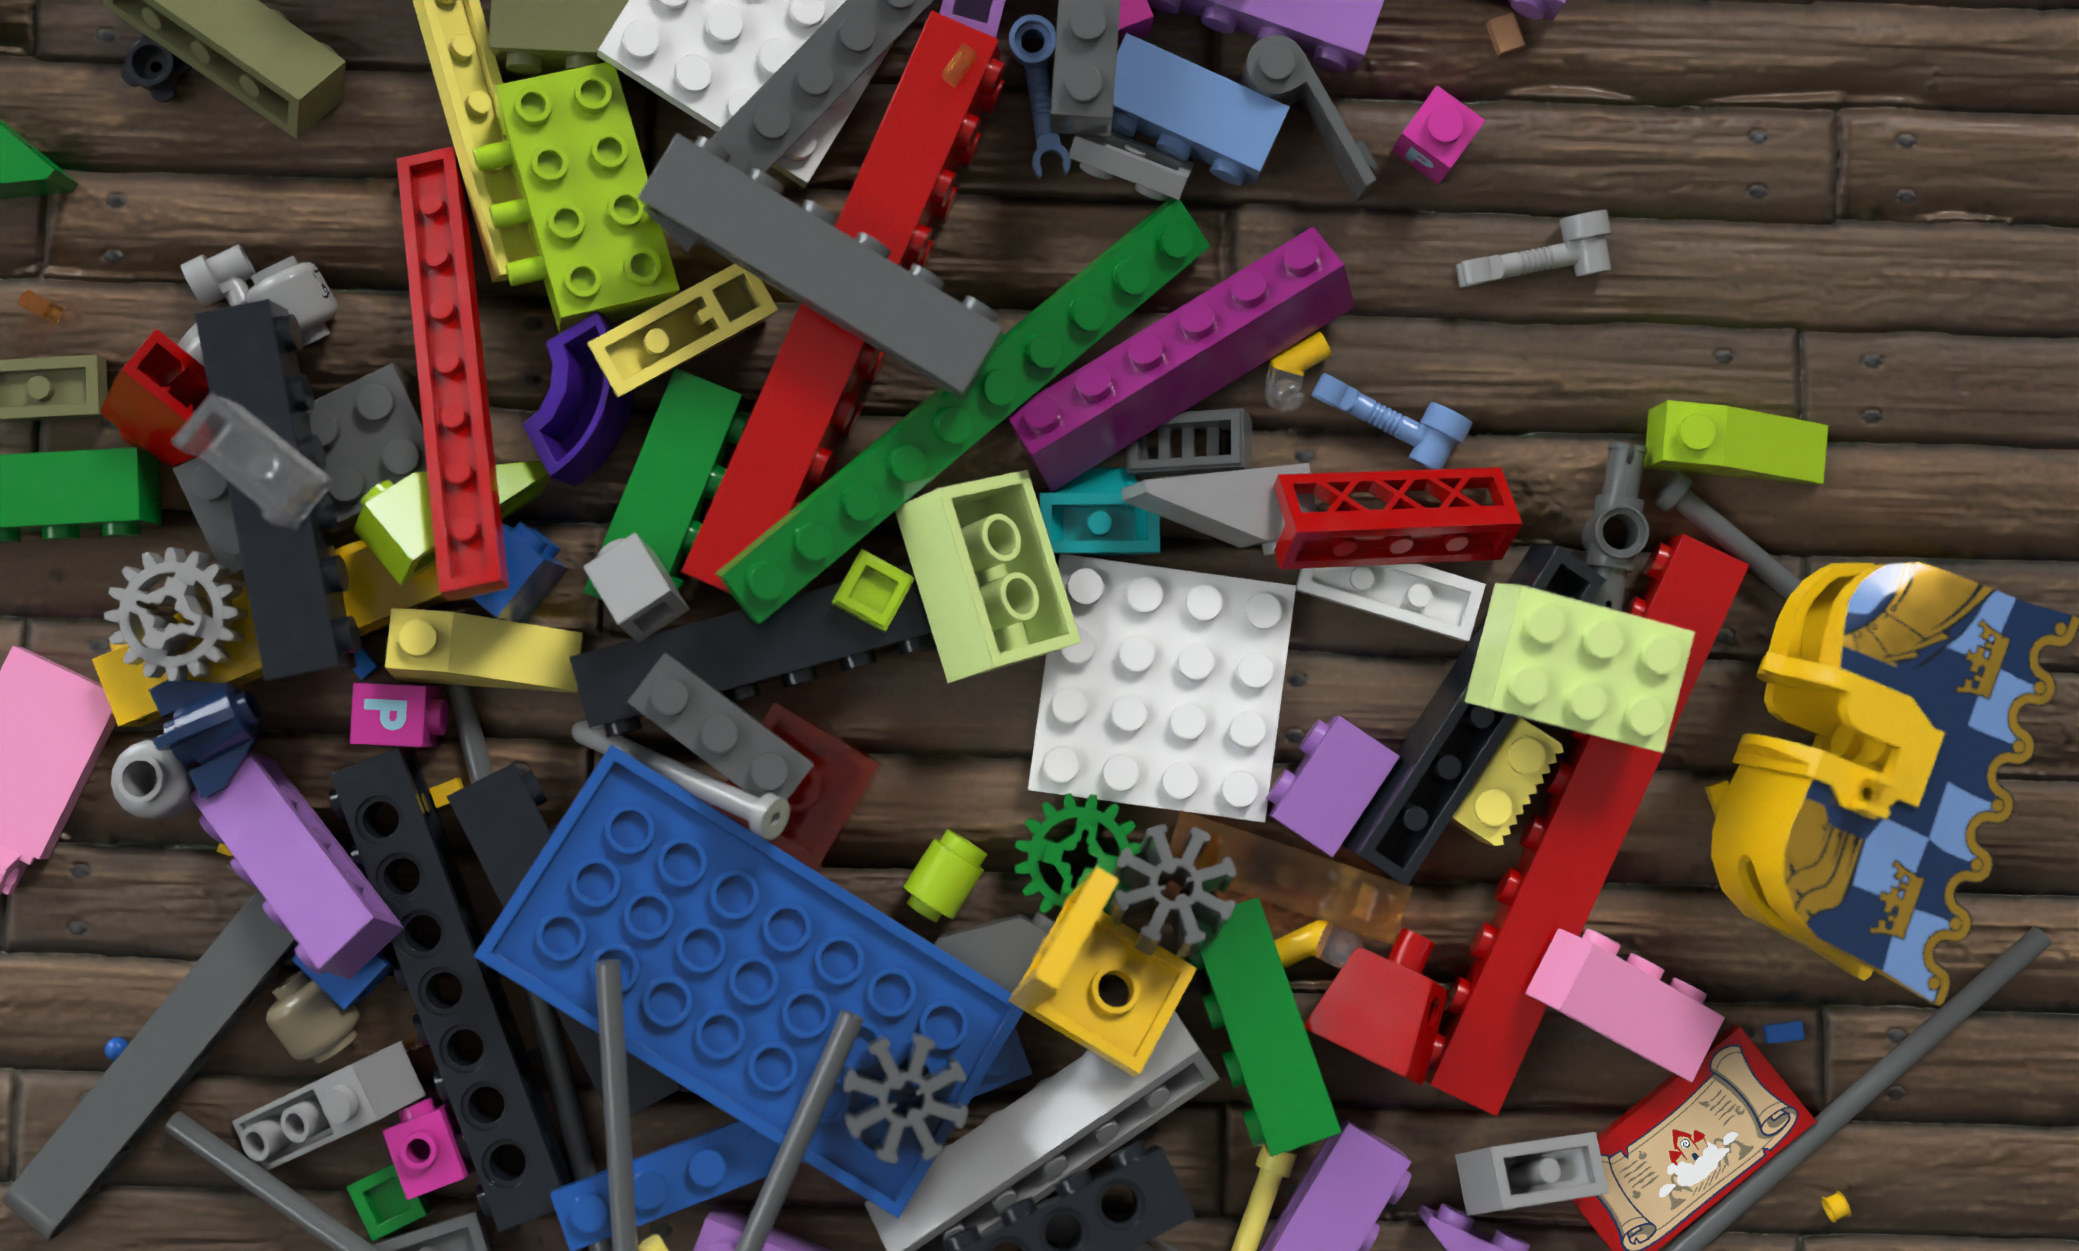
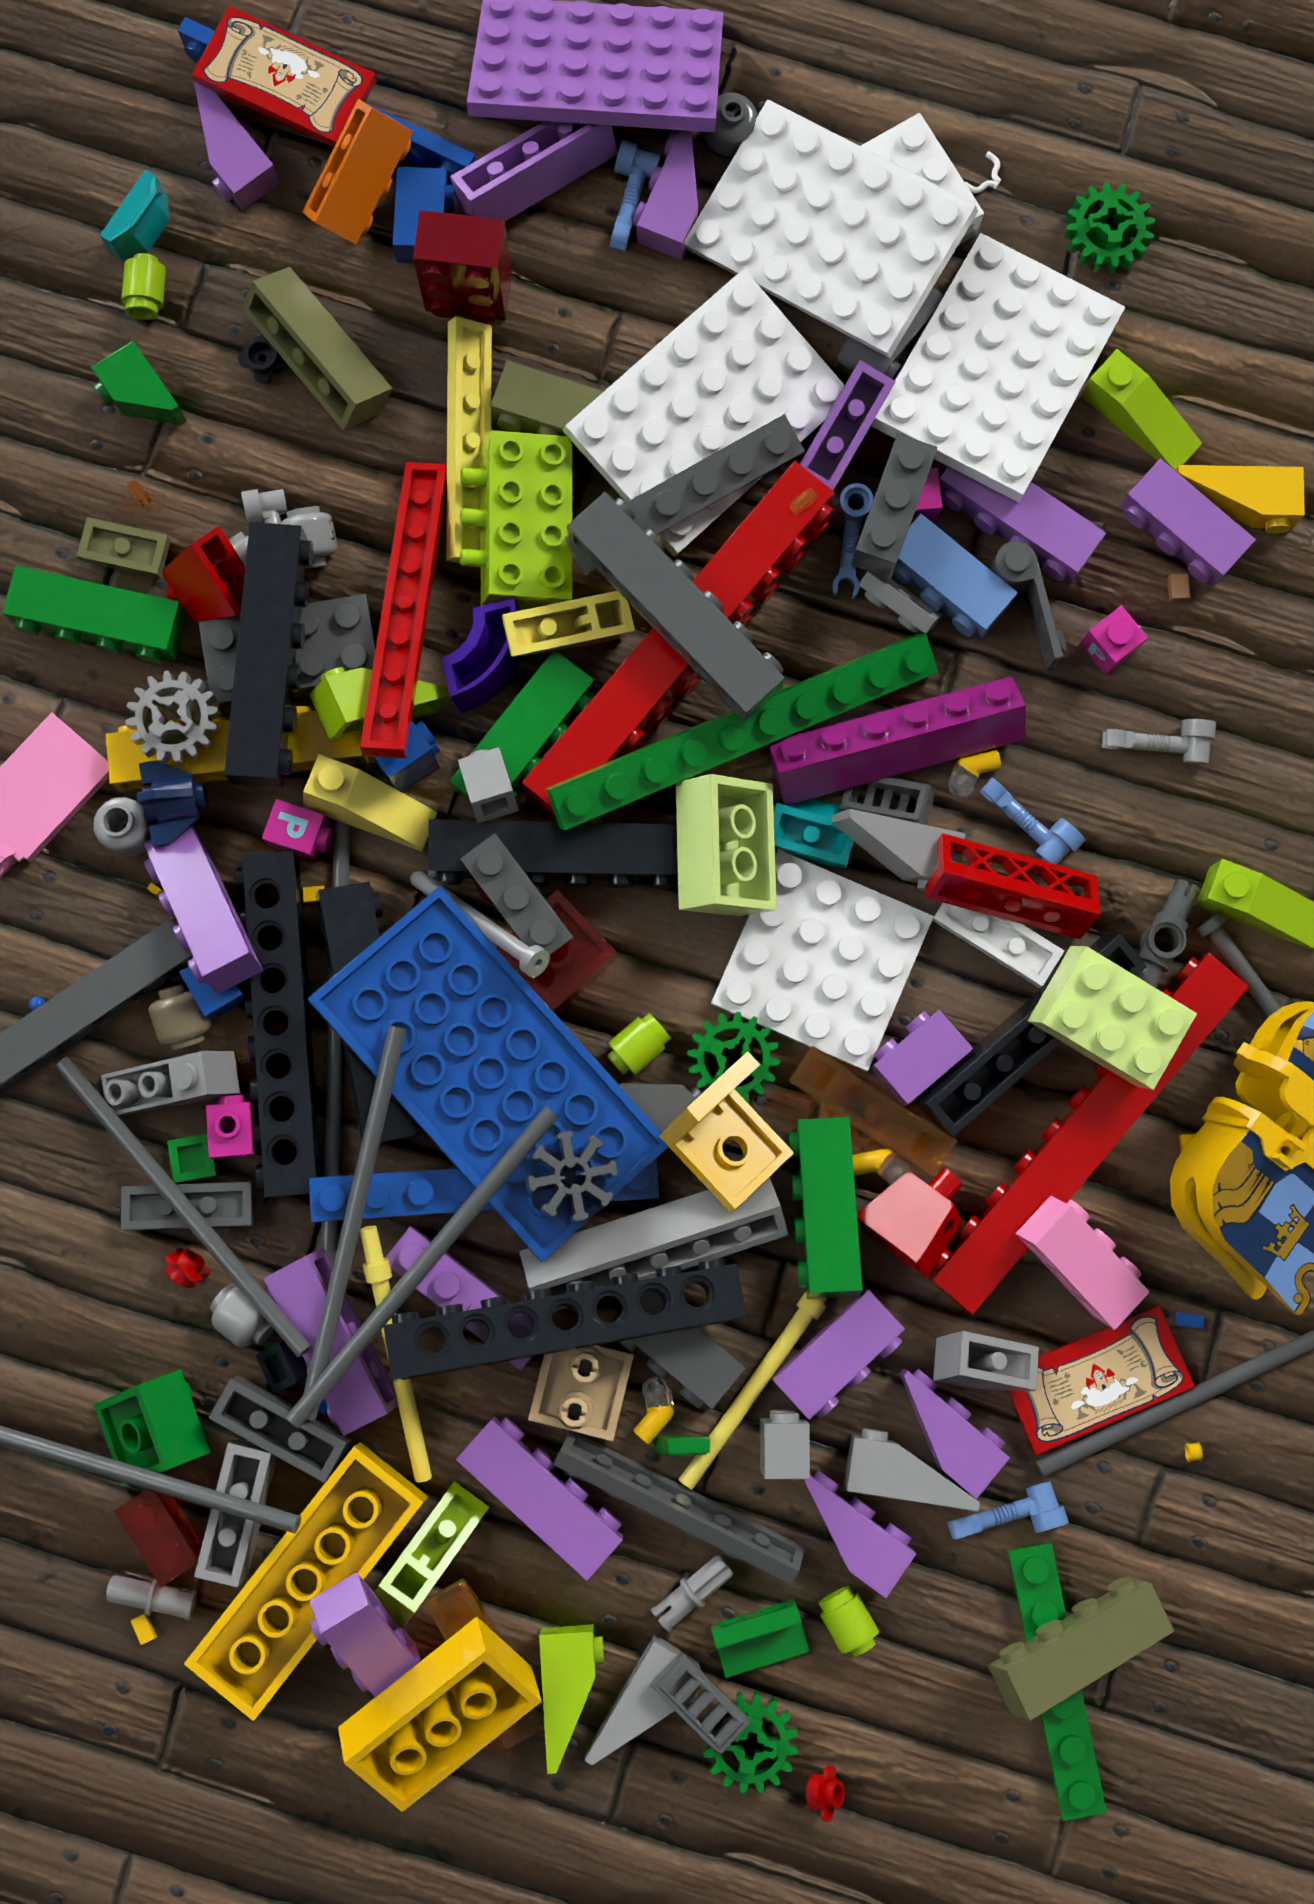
camera: 15 degrees right, 5 degrees down
(254, 460) = (263, 626): clear panel -> none
(365, 664) = (283, 793): blue piece -> none
(873, 590) = (645, 834): lime tile -> none
(1190, 904) = (778, 1078): dark grey gear -> none
(1507, 783) = (1040, 1088): light yellow brick -> none

